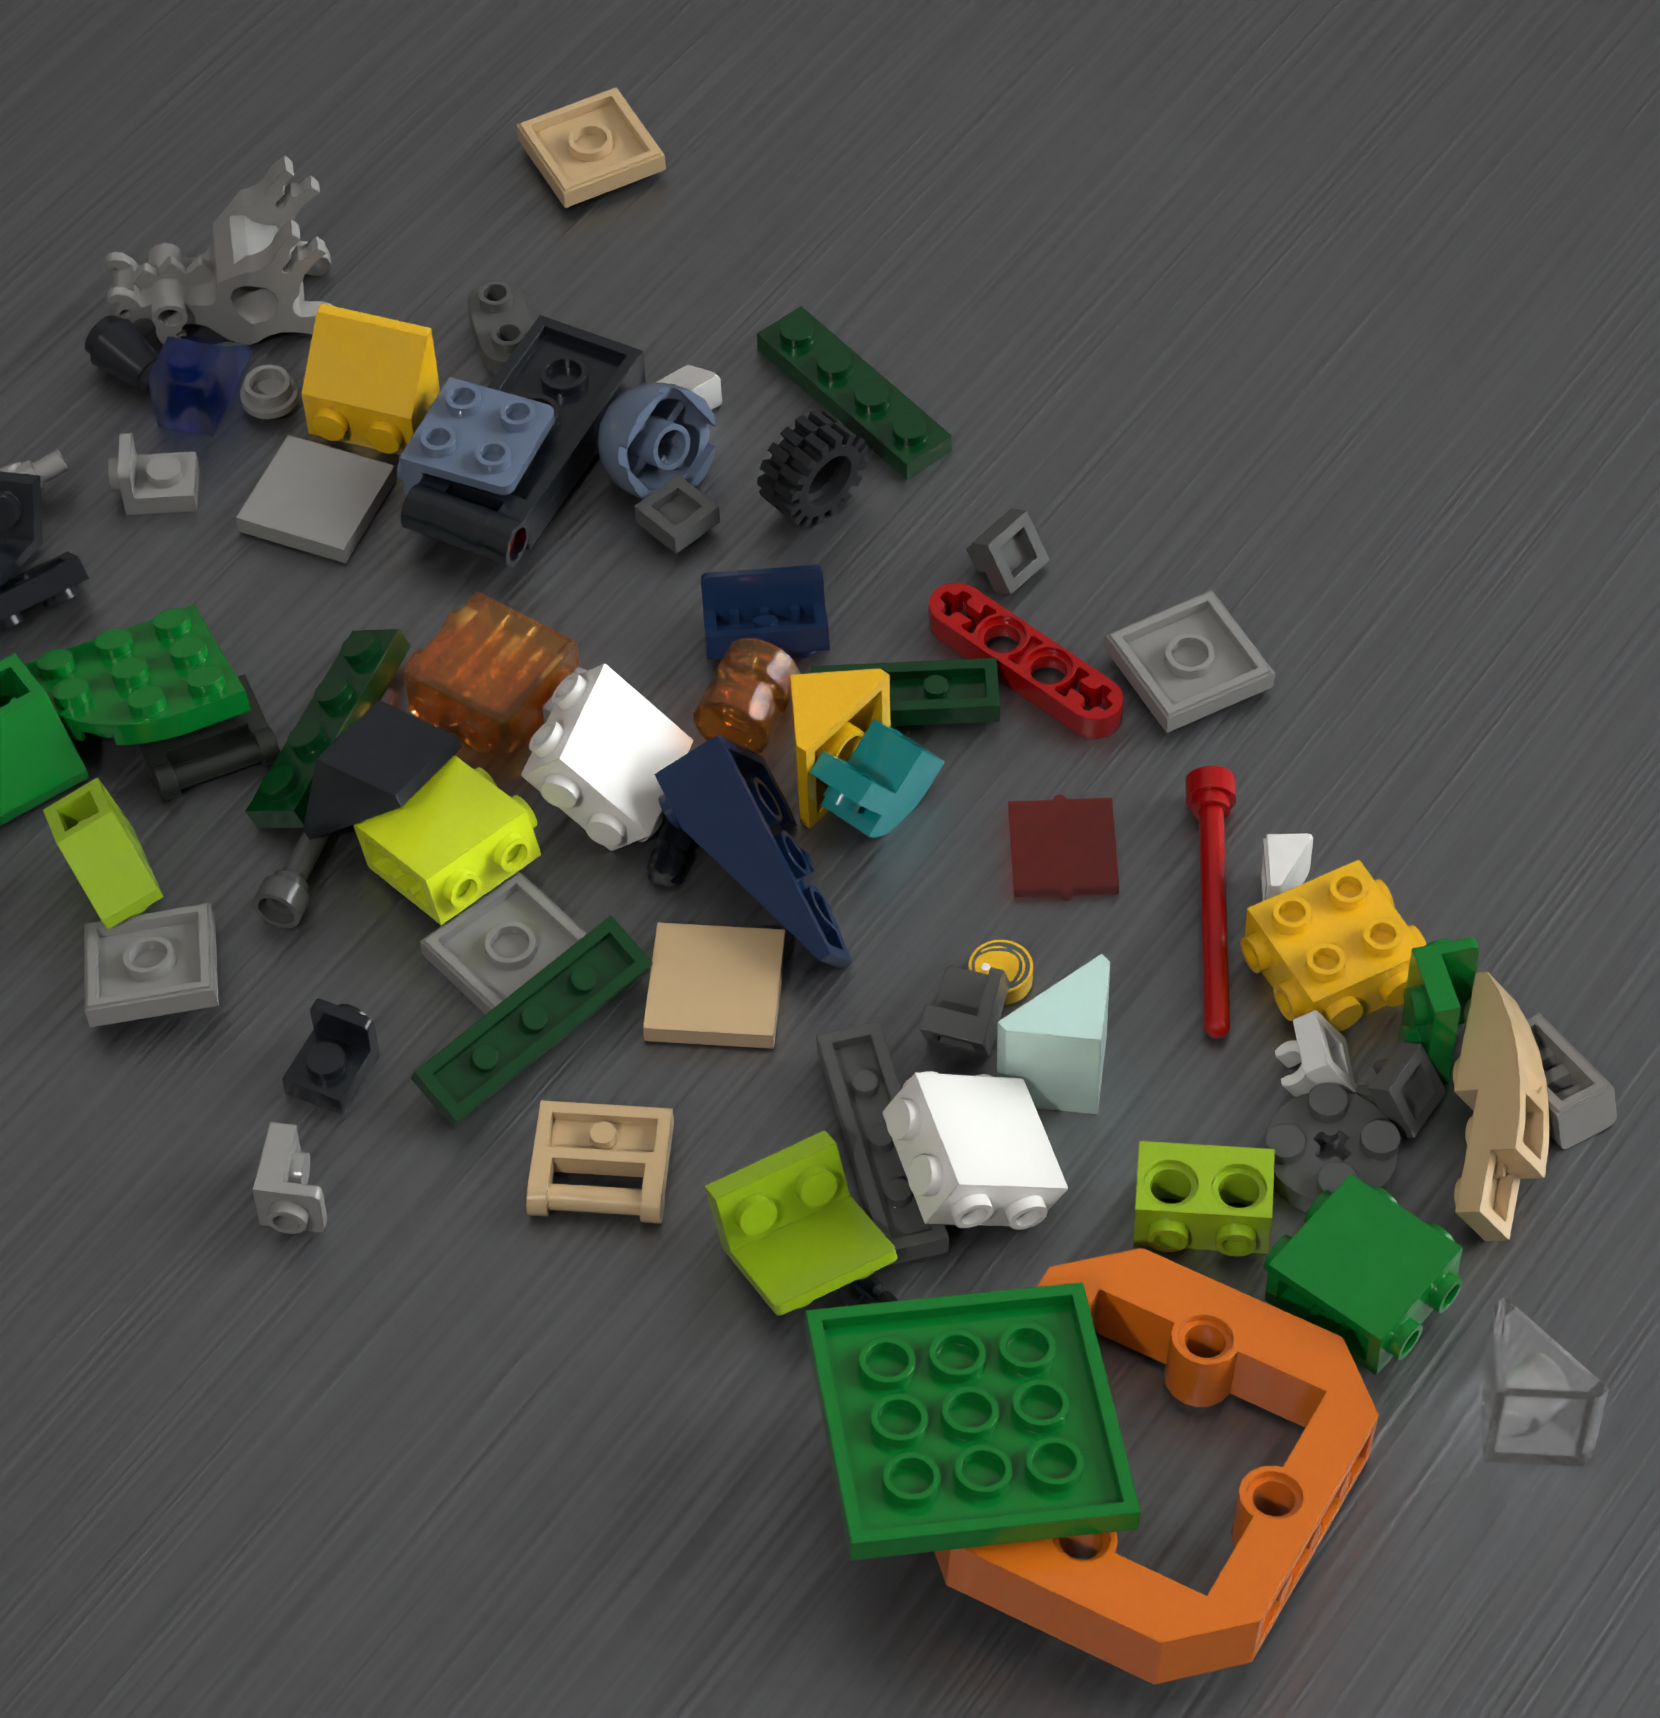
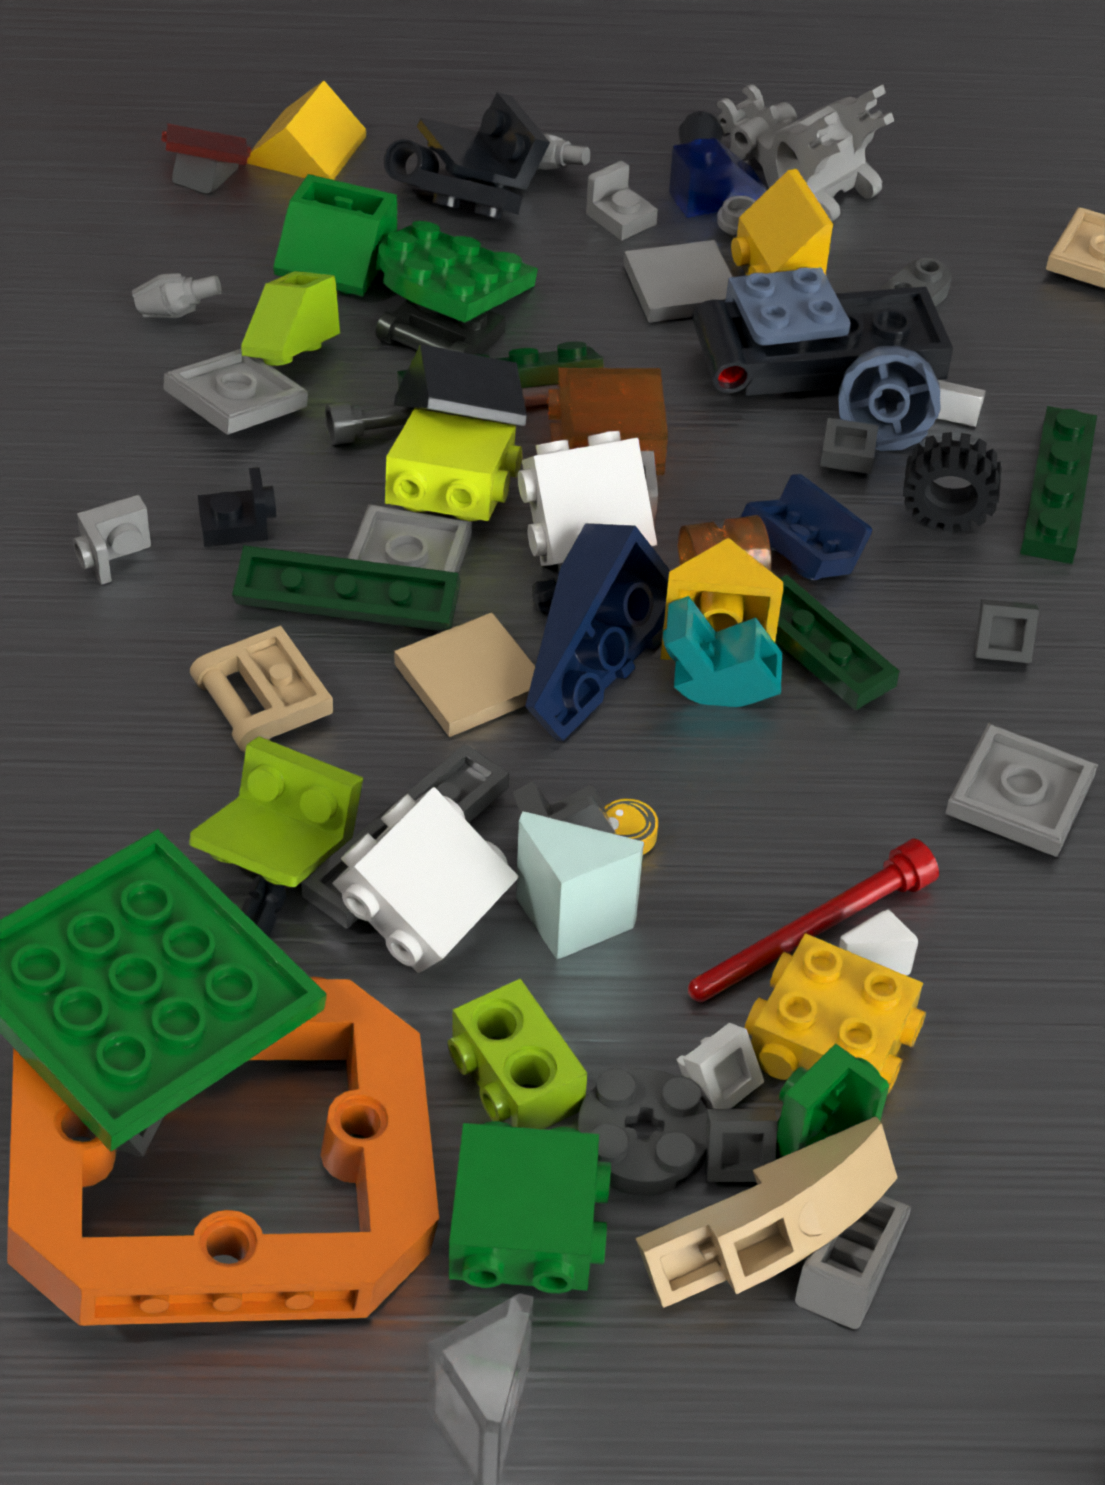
camera: 50 degrees right, 5 degrees down
(1032, 653) = (926, 695): red beam -> none
(1063, 847) = (780, 809): clear red piece -> none

